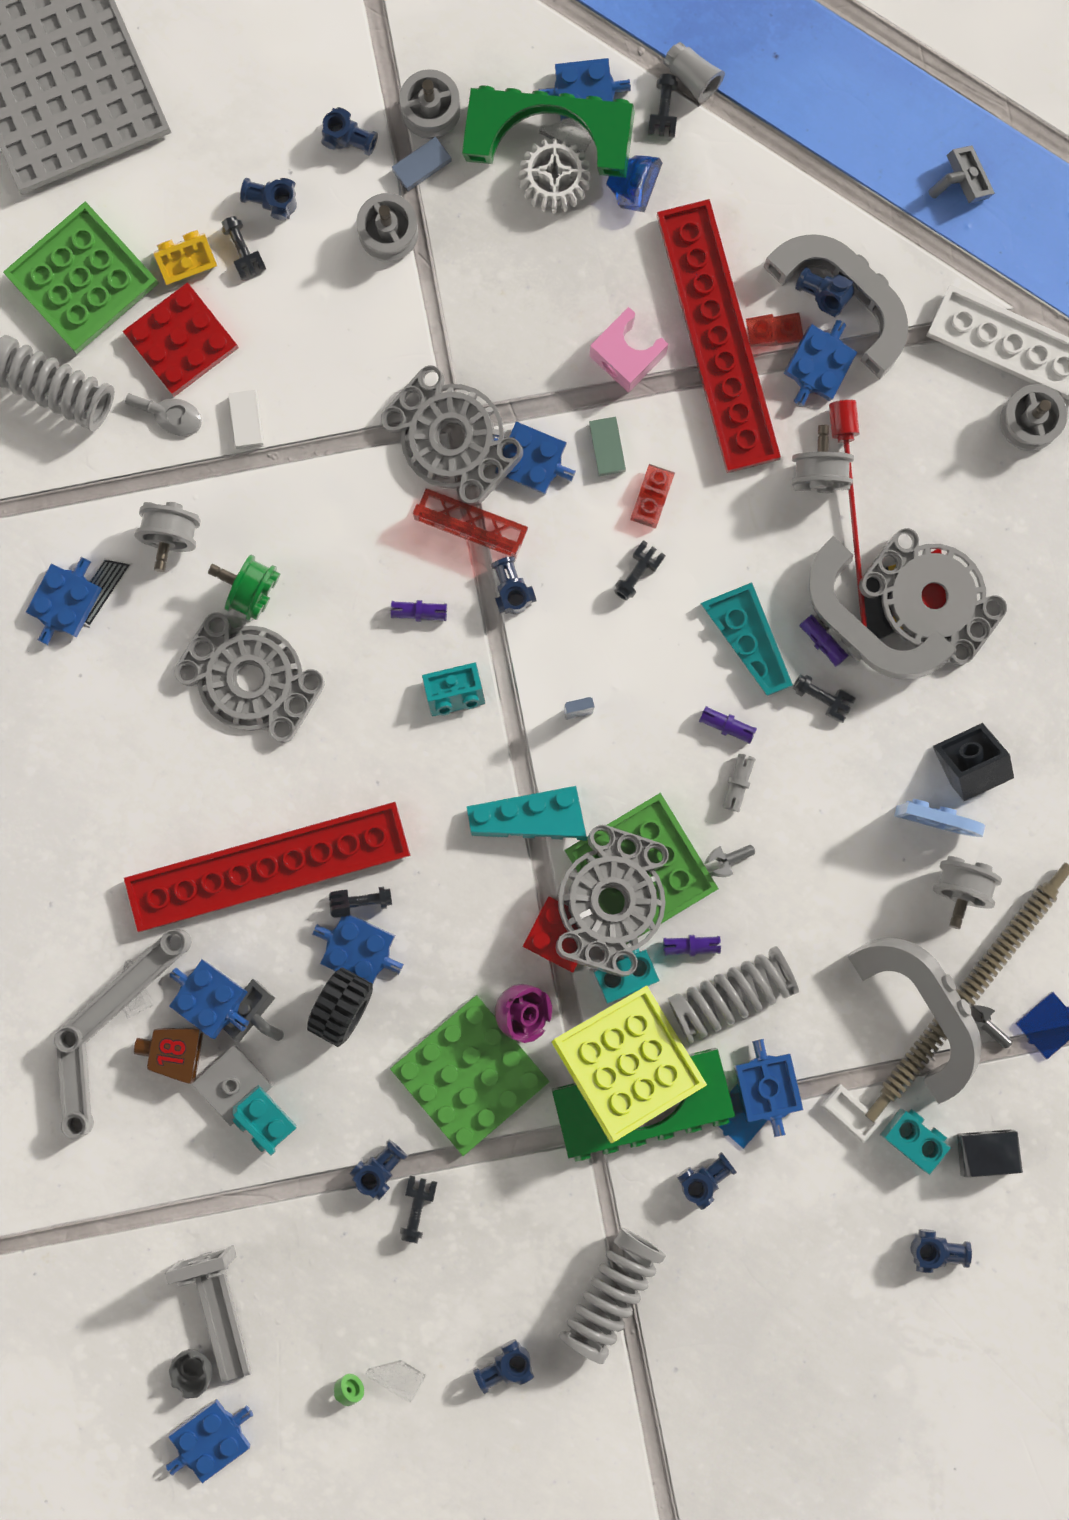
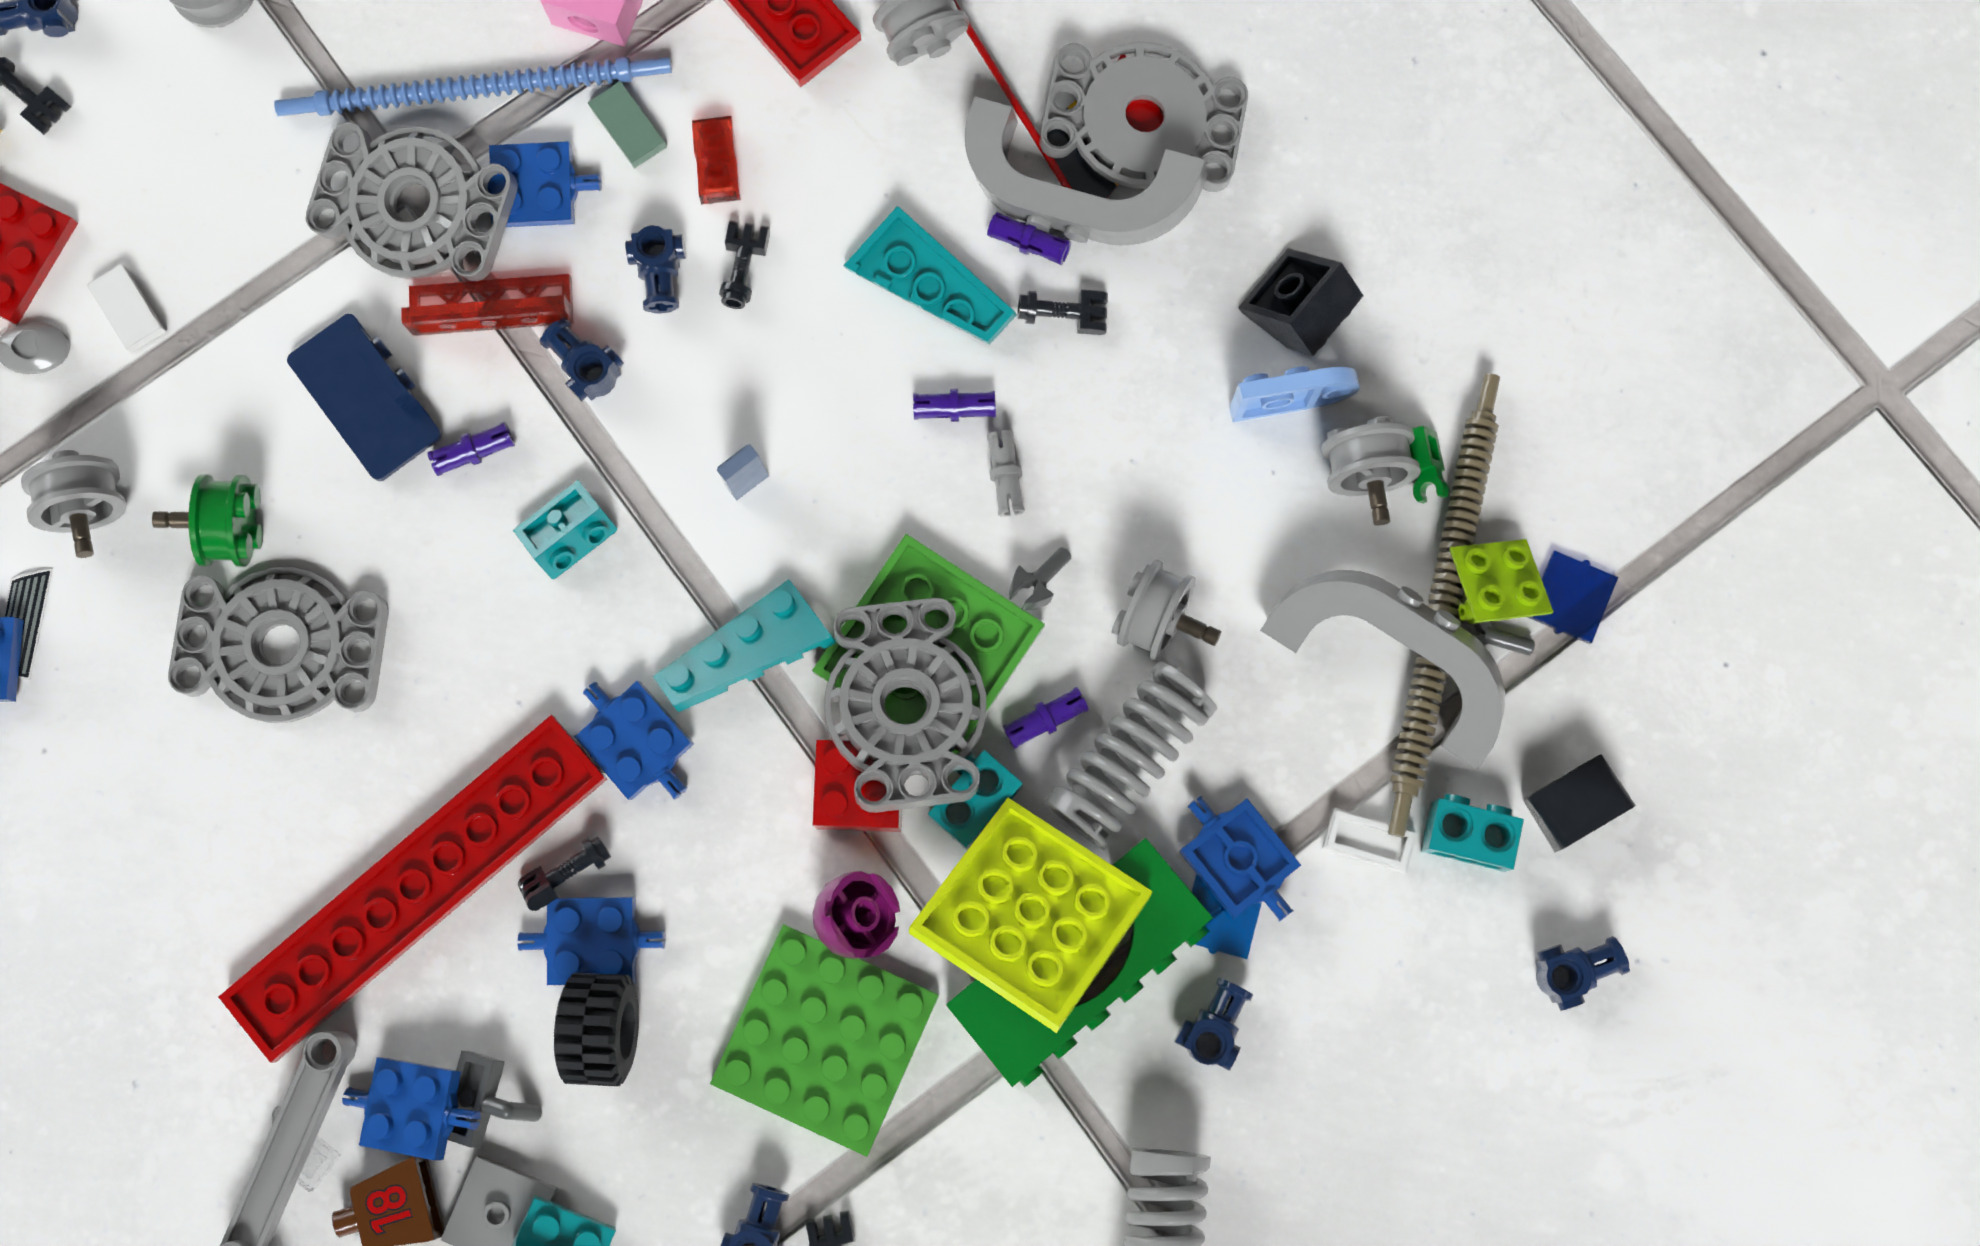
camera: 20 degrees left, 5 degrees down
(368, 546) = (365, 396): none -> dark blue bracket
(426, 343) = (325, 103): none -> medium blue hose
(437, 840) = (634, 740): none -> blue plate
(584, 551) = (657, 269): none -> dark blue connector
(792, 916) = (1159, 611): none -> light grey wheel
(1003, 899) = (1428, 454): none -> green plate
(1008, 997) = (1499, 582): none -> lime hinge

